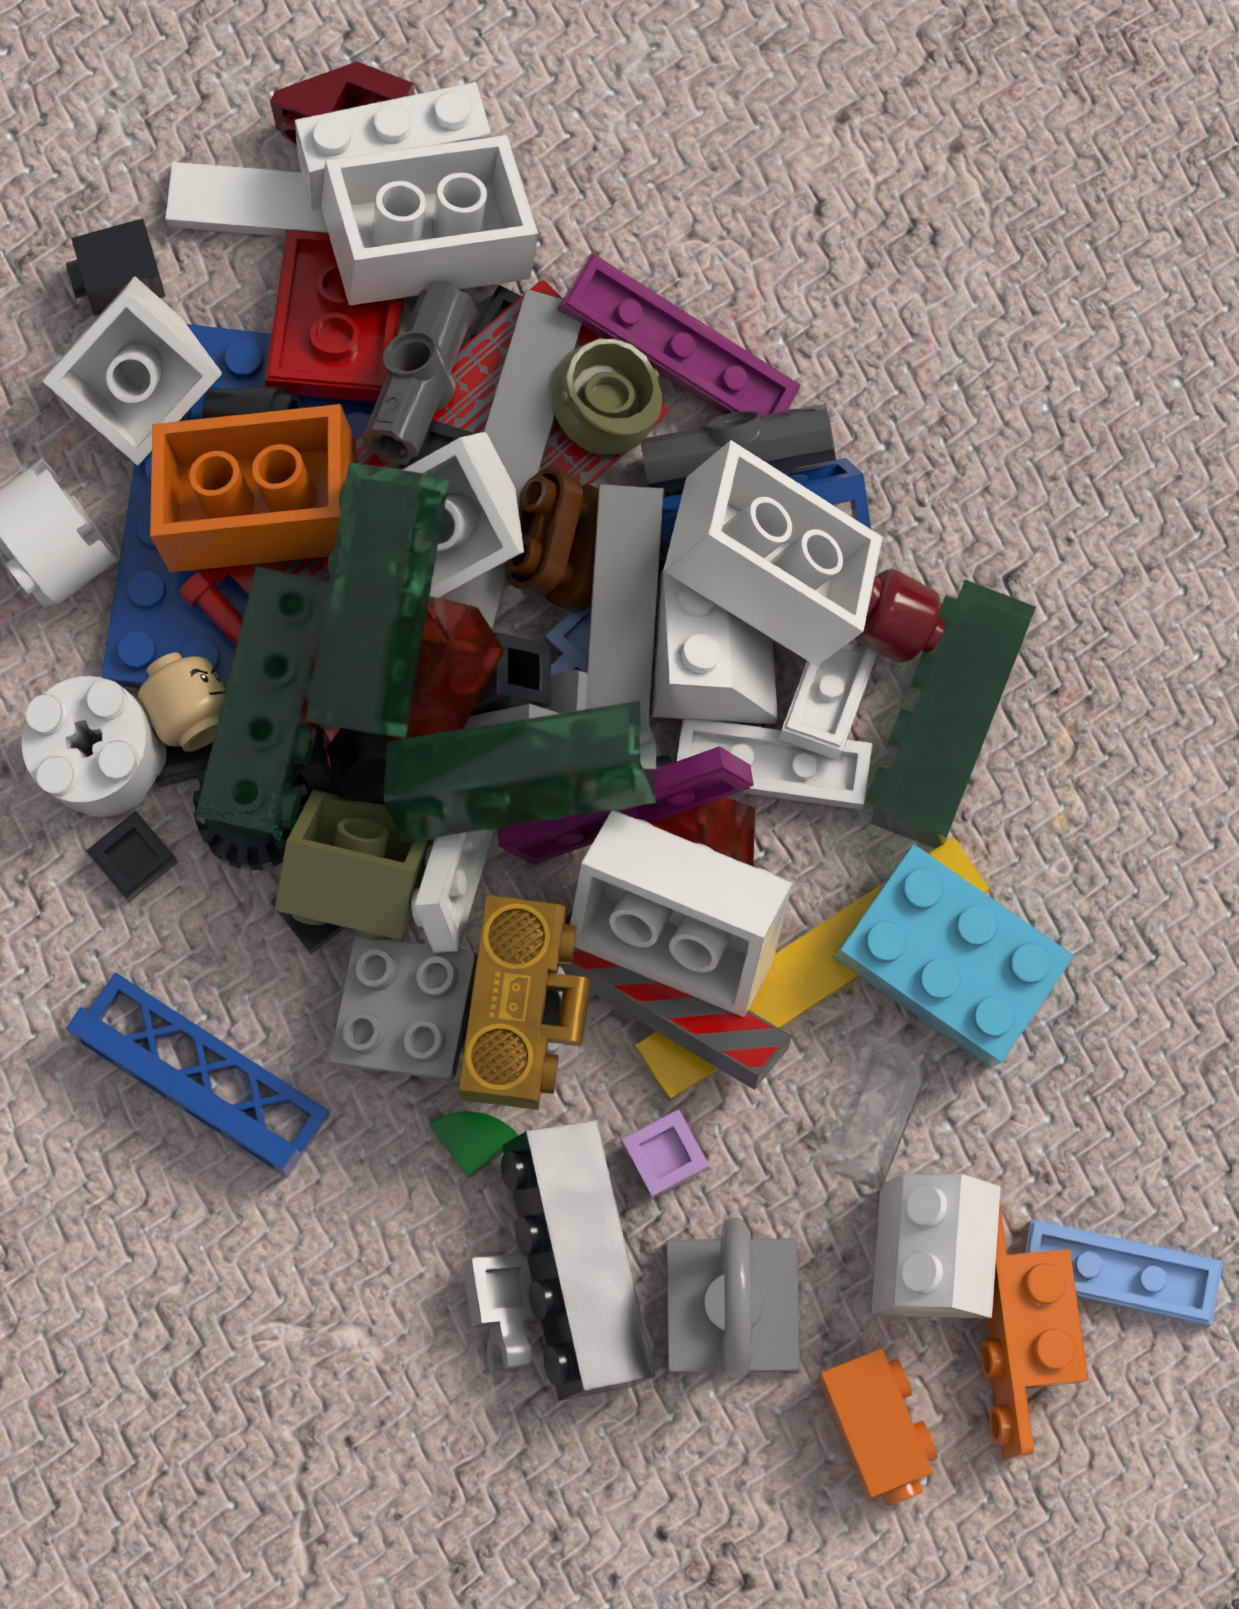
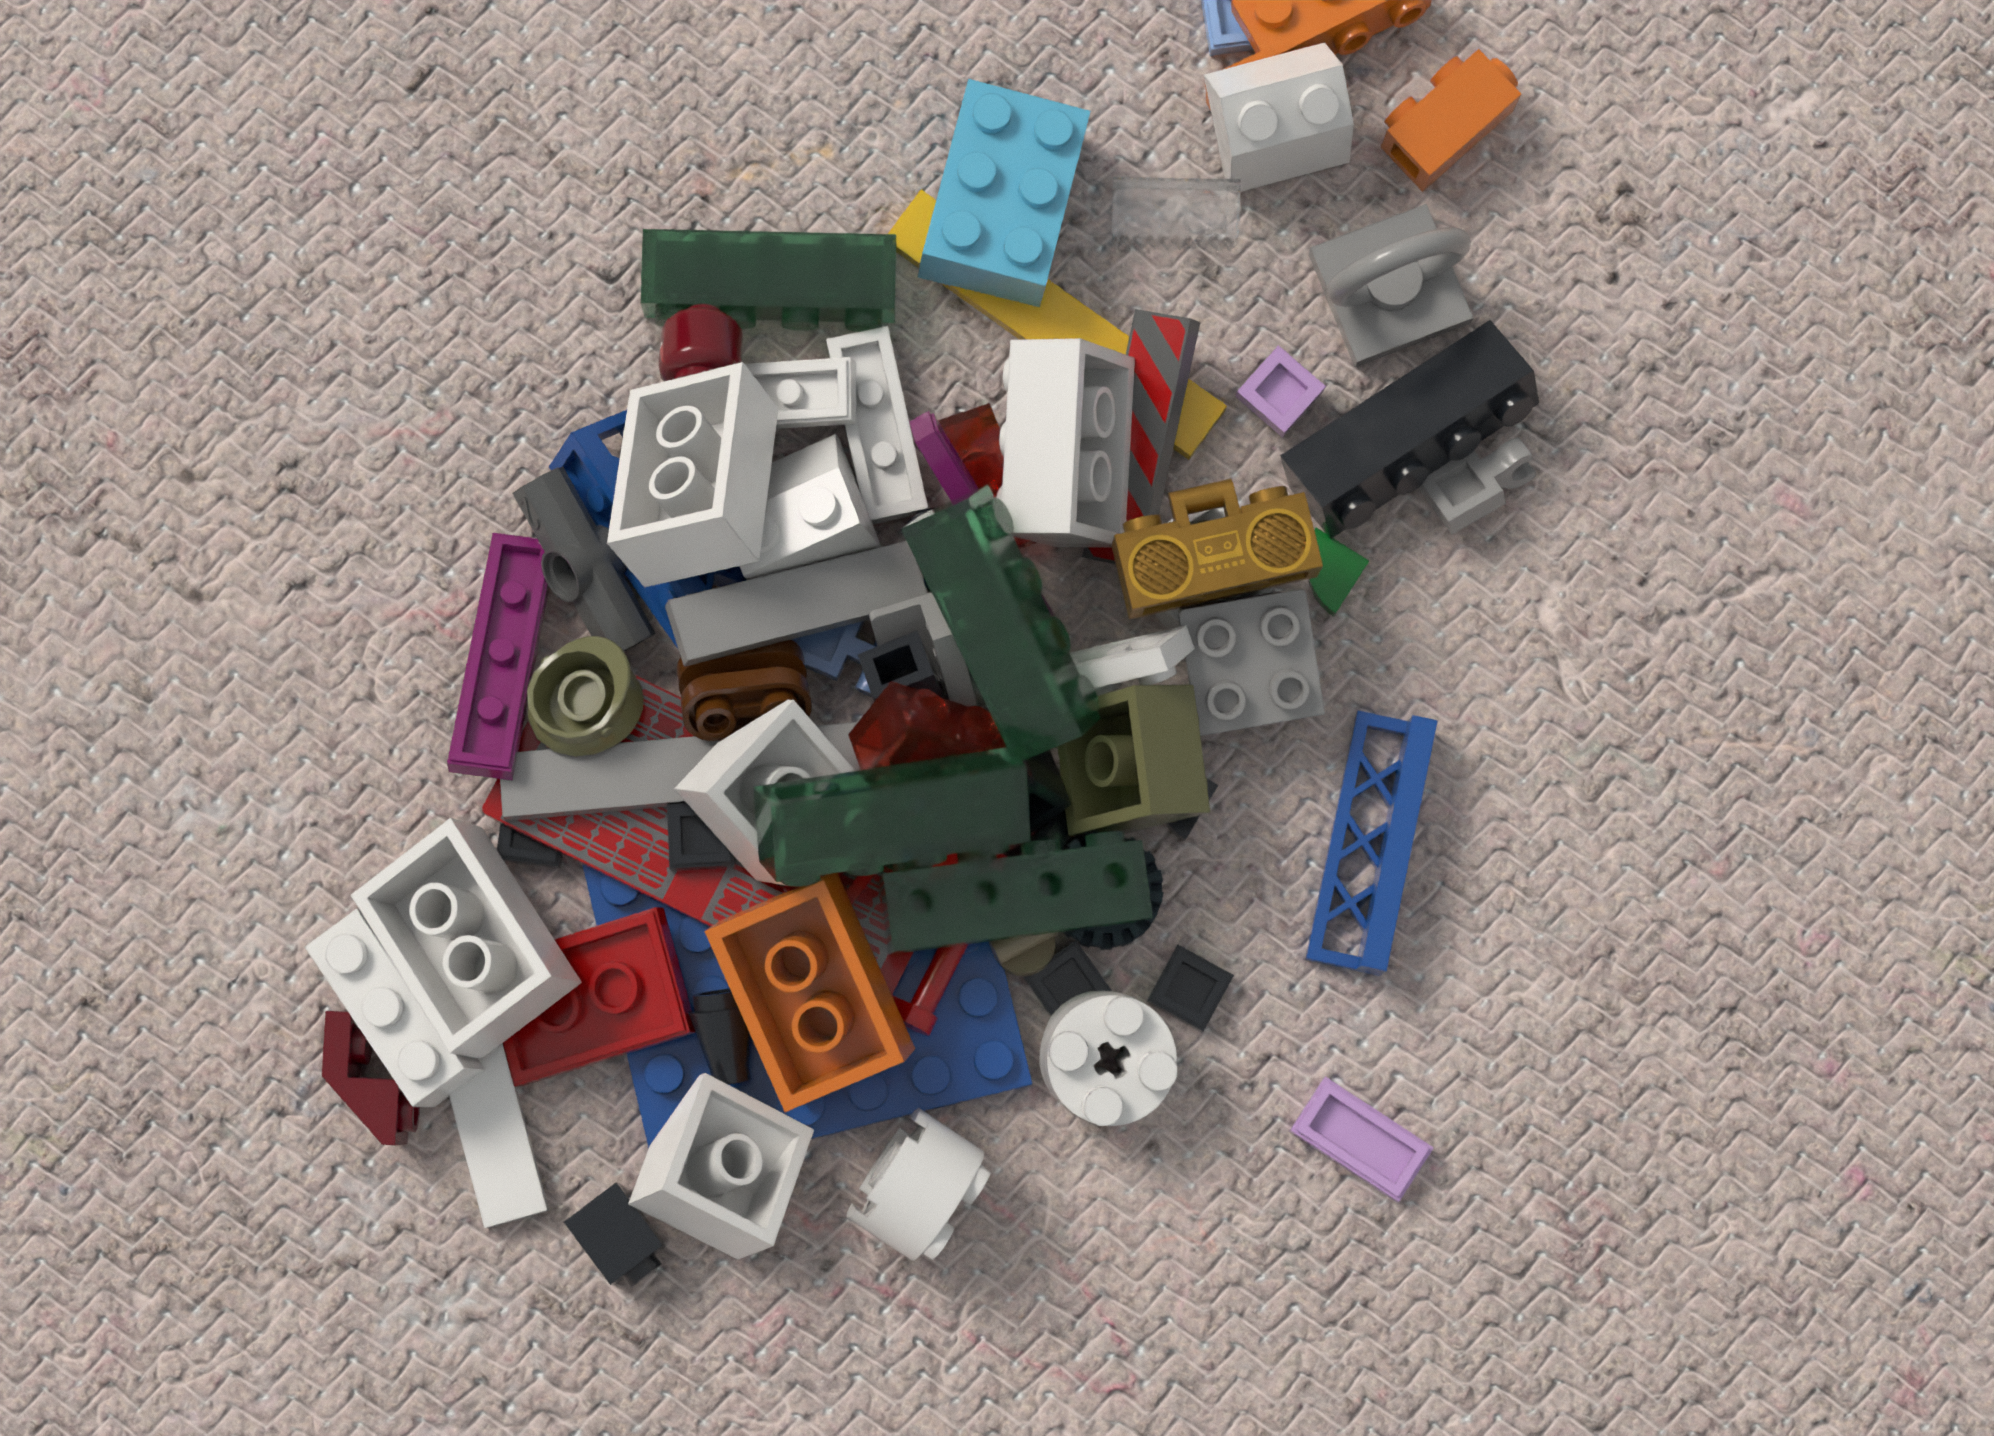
camera: 115 degrees left, 5 degrees up
(182, 700) = (1034, 984): tan head -> none
(419, 373) = (665, 877): dark grey piece -> none

